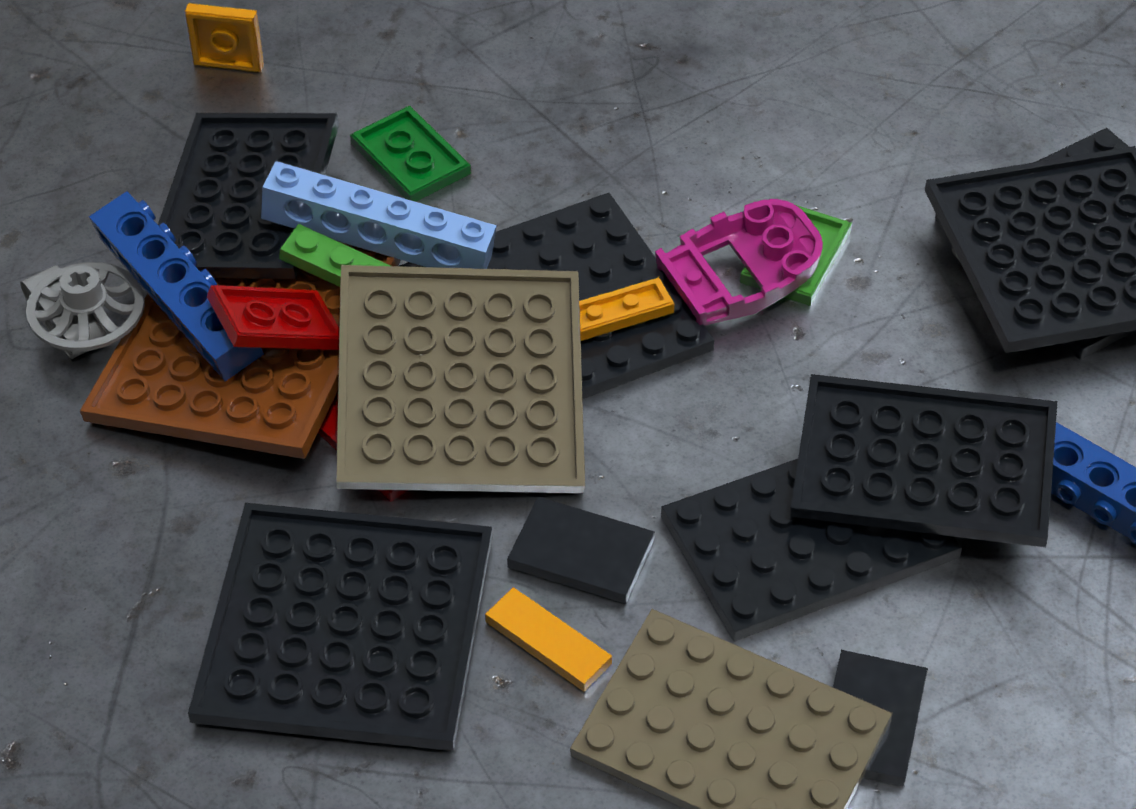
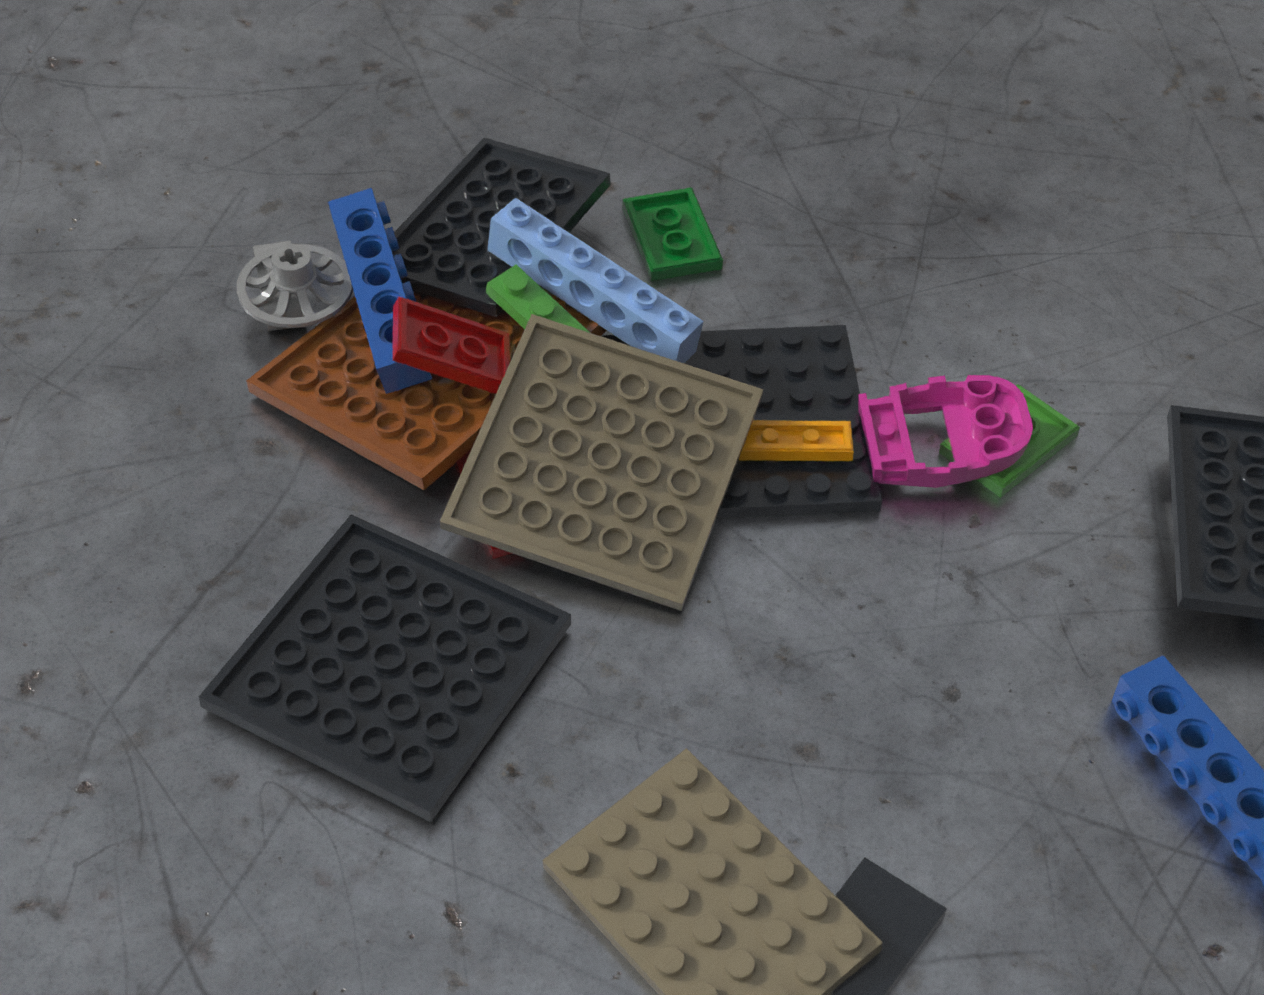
camera: 20 degrees right, 0 degrees up
(224, 37) = (545, 76): light orange tile -> none
(548, 639) = (576, 744): light orange tile -> none
(581, 549) = (651, 666): black tile -> none
(778, 567) = (891, 728): black plate -> none
(926, 460) = (1039, 692): black plate -> none

